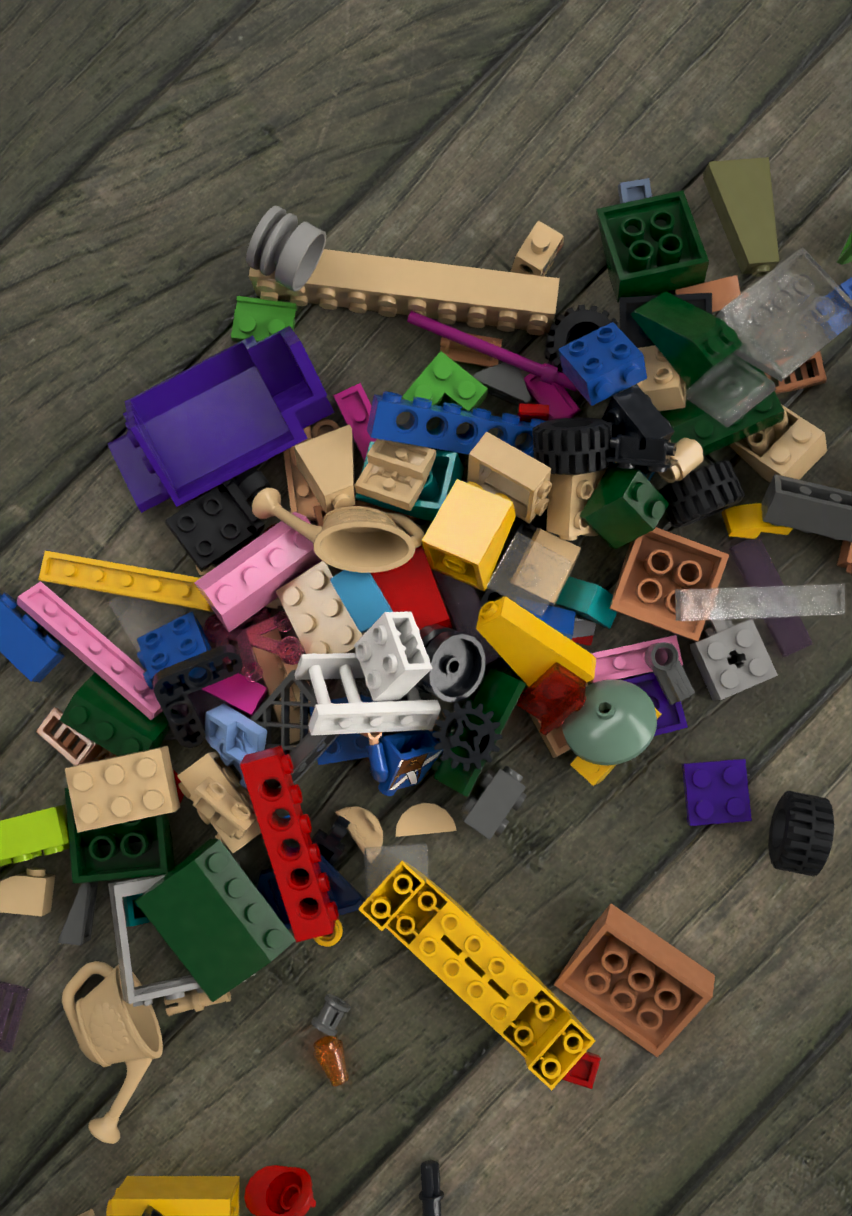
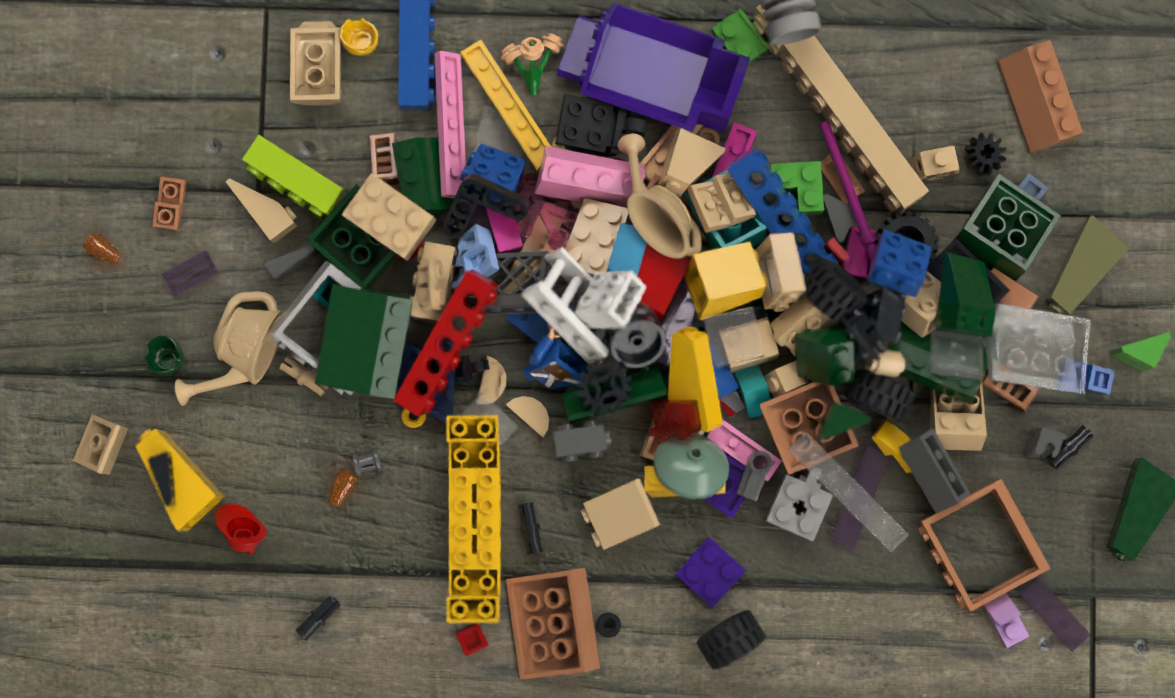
camera: 45 degrees right, 0 degrees up
(56, 1115) = (164, 355): none -> dark green hair
(95, 512) = (532, 50): none -> light nougat plant
(529, 919) = (530, 528): none -> black pin
(559, 196) = (989, 145): none -> black gear
(561, 111) = (1040, 97): none -> nougat slope
(593, 827) = (620, 514): none -> tan slope
(606, 564) = (784, 379): none -> tan brick
(689, 934) = (616, 625): none -> black plate
(696, 552) = (839, 419): none -> dark green slope

